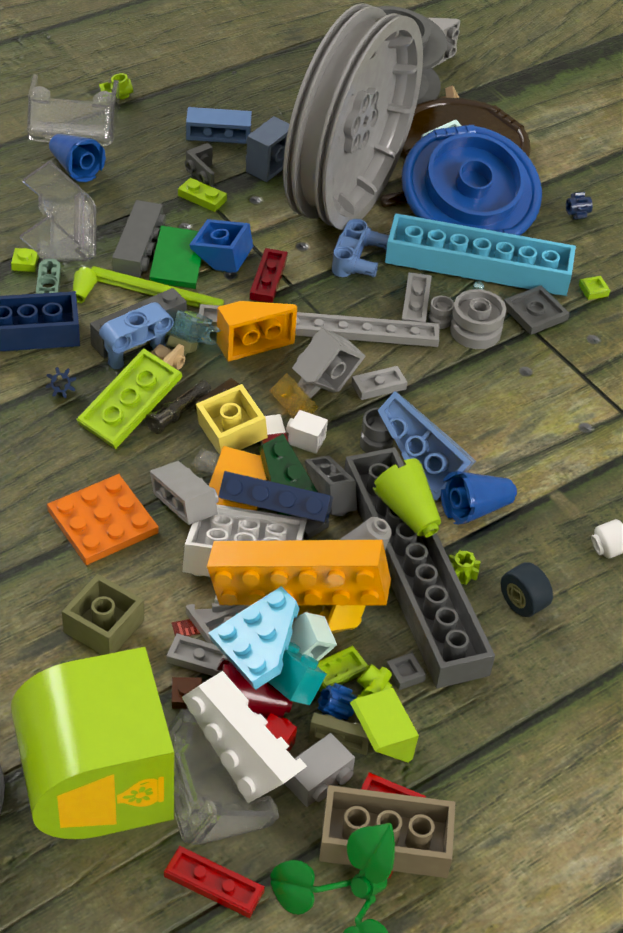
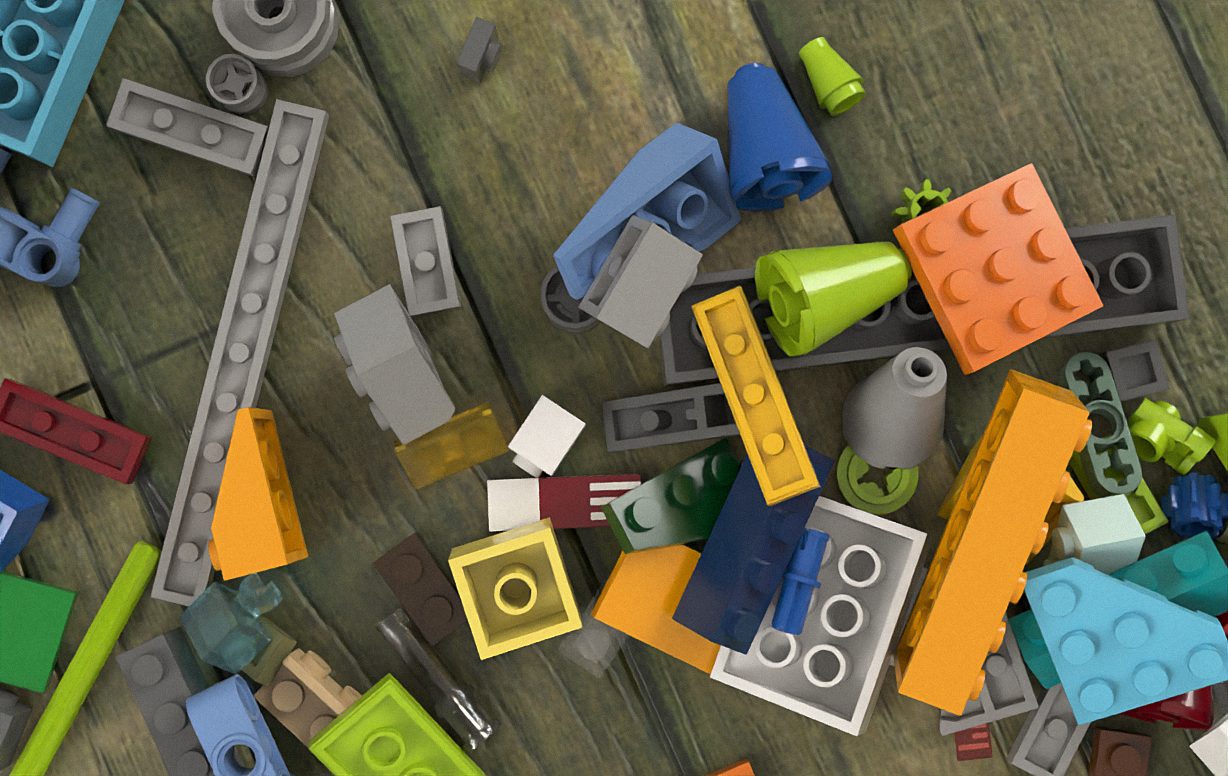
camera: 75 degrees left, 40 degrees up
(184, 492) = (700, 710): light grey brick -> none
(259, 517) = (800, 582): none -> blue axle
(343, 478) = (755, 396): none -> yellow tile
(361, 659) = (1125, 455): none -> sand green beam
(392, 430) = (641, 281): none -> light grey brick
(441, 568) = (997, 268): none -> orange plate
(485, 389) = (480, 51): none -> dark grey plate
(518, 524) = (832, 78): none -> lime cone
(526, 589) = (1010, 112): black wheel -> none

